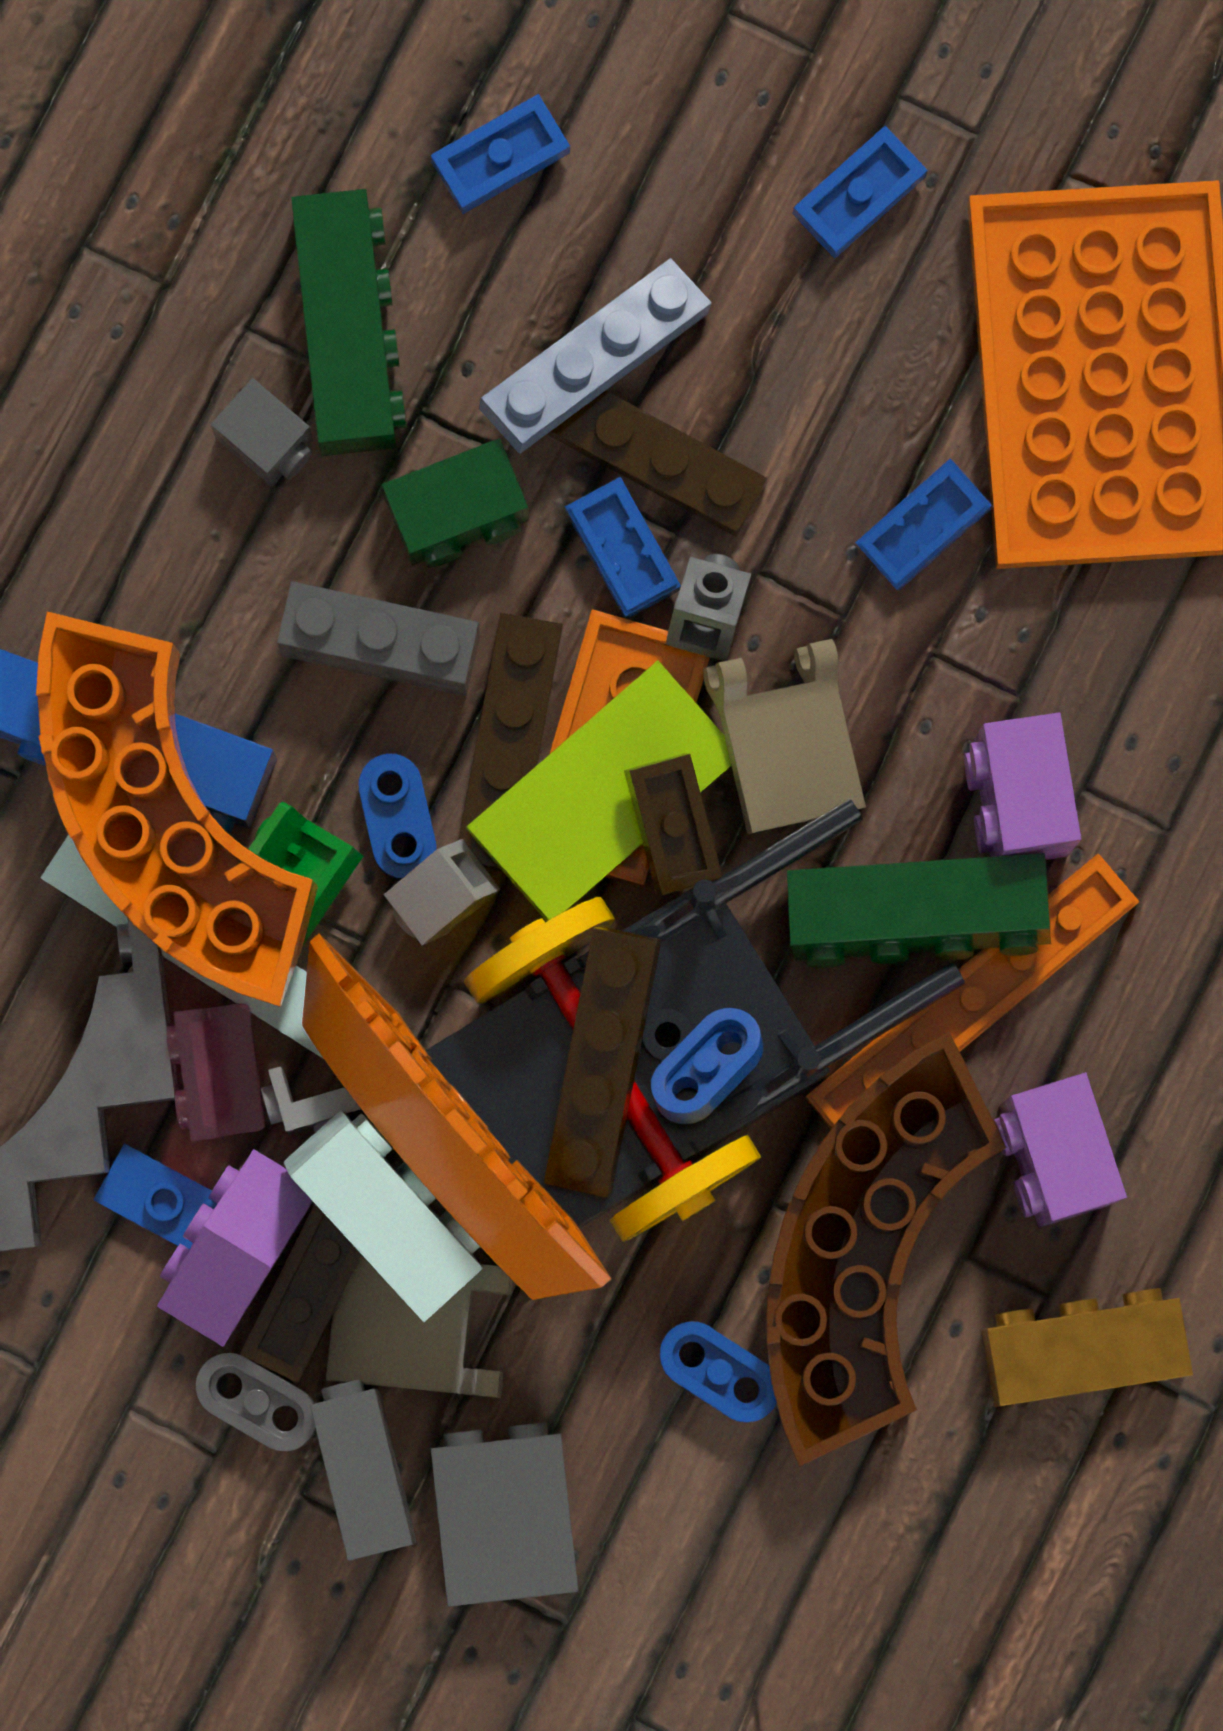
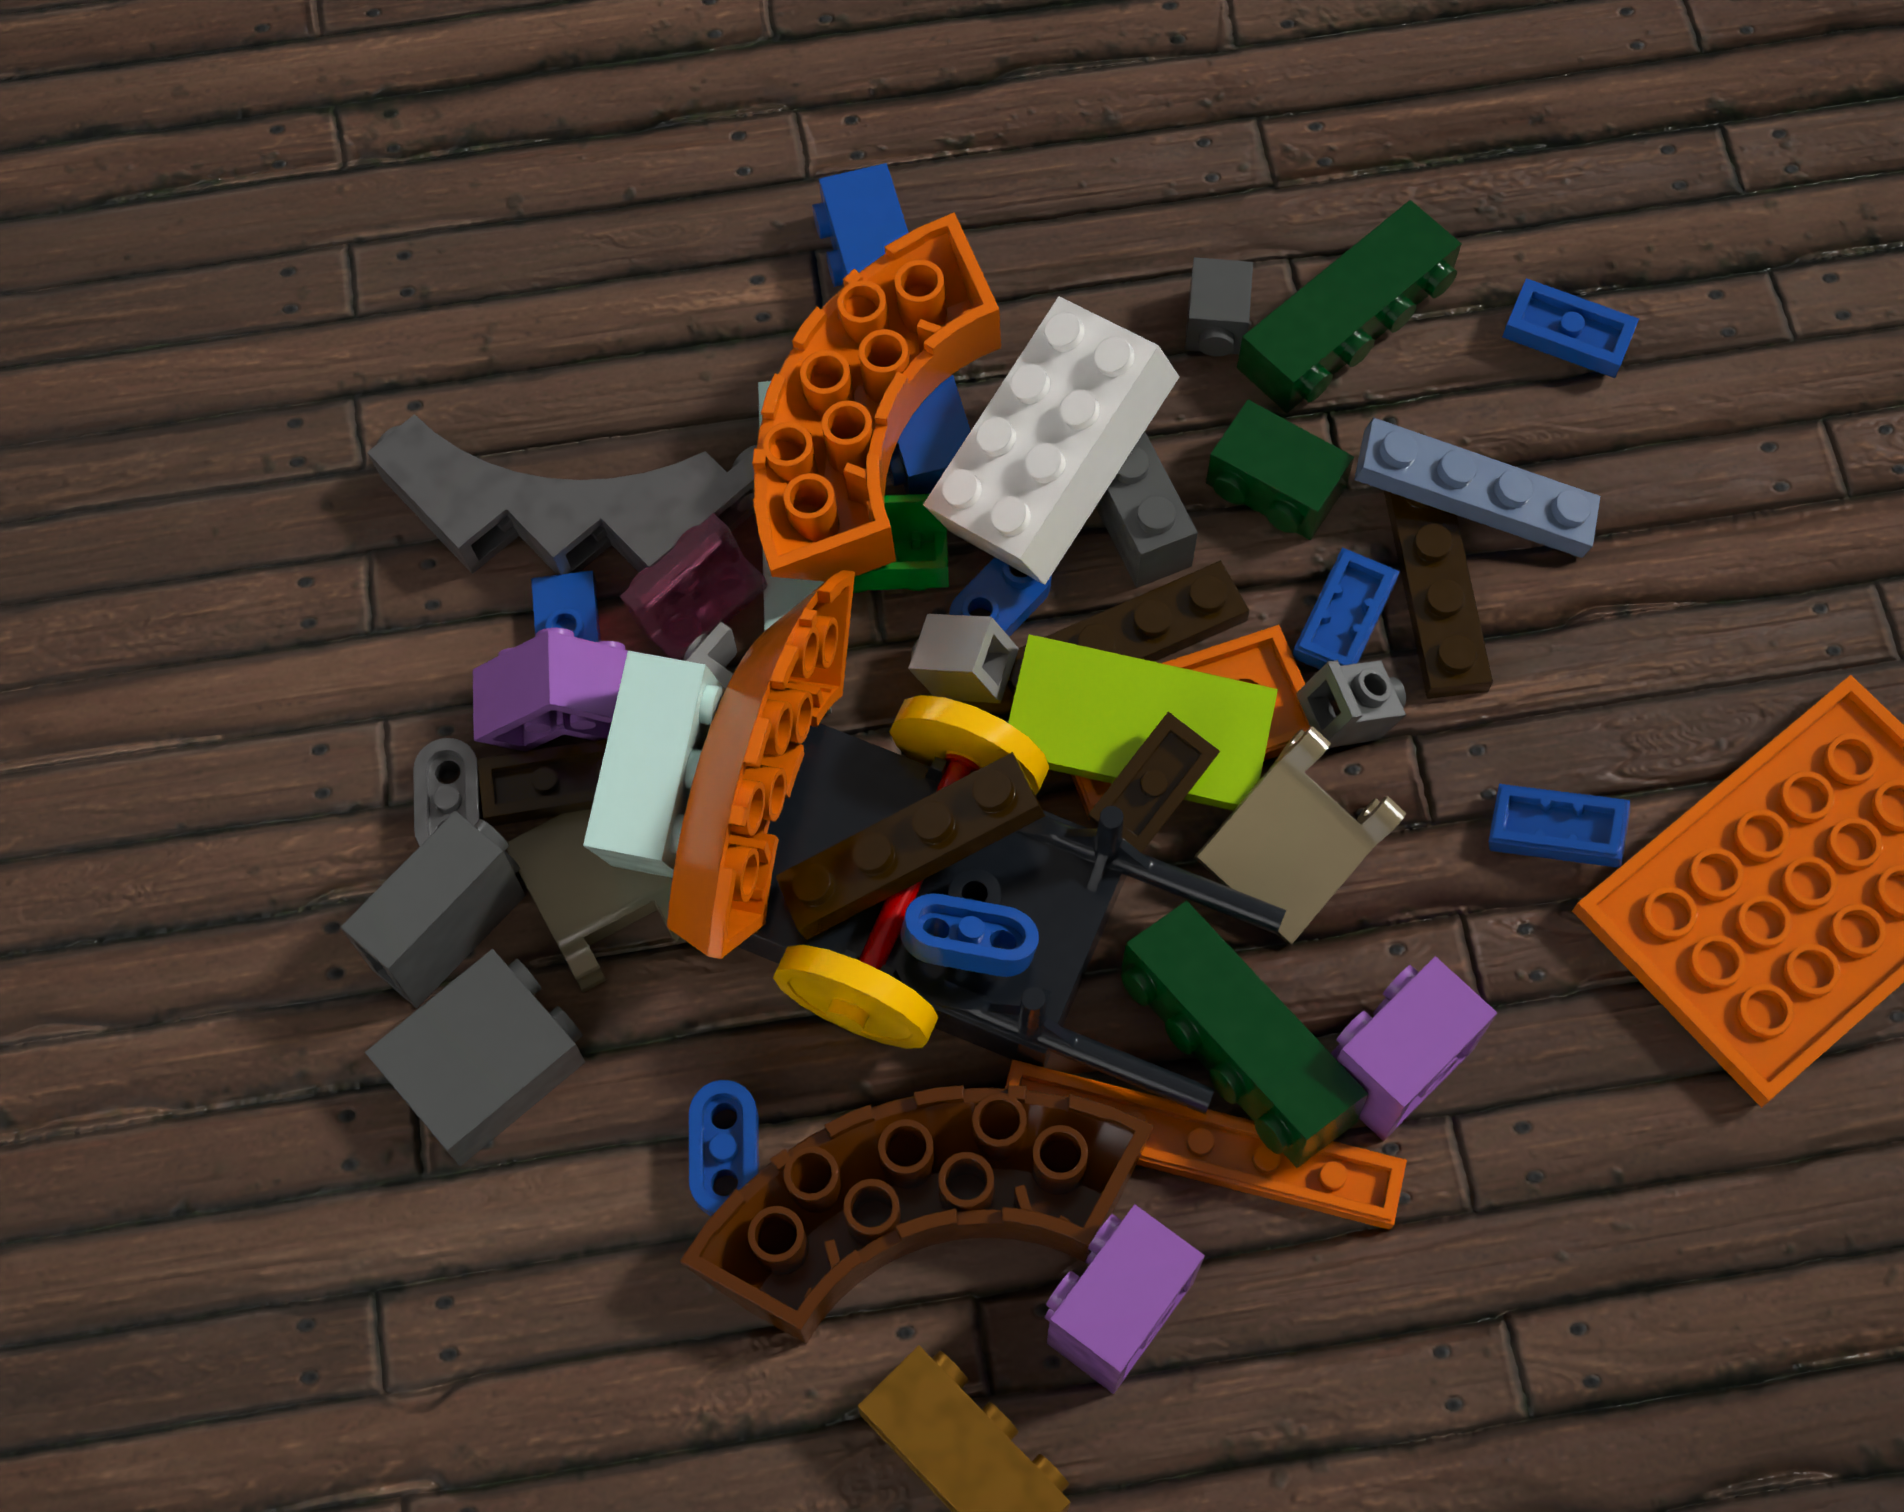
camera: 60 degrees right, 15 degrees down
(316, 684) = (1052, 439): none -> white brick
(859, 192) = (1777, 596): blue plate -> none

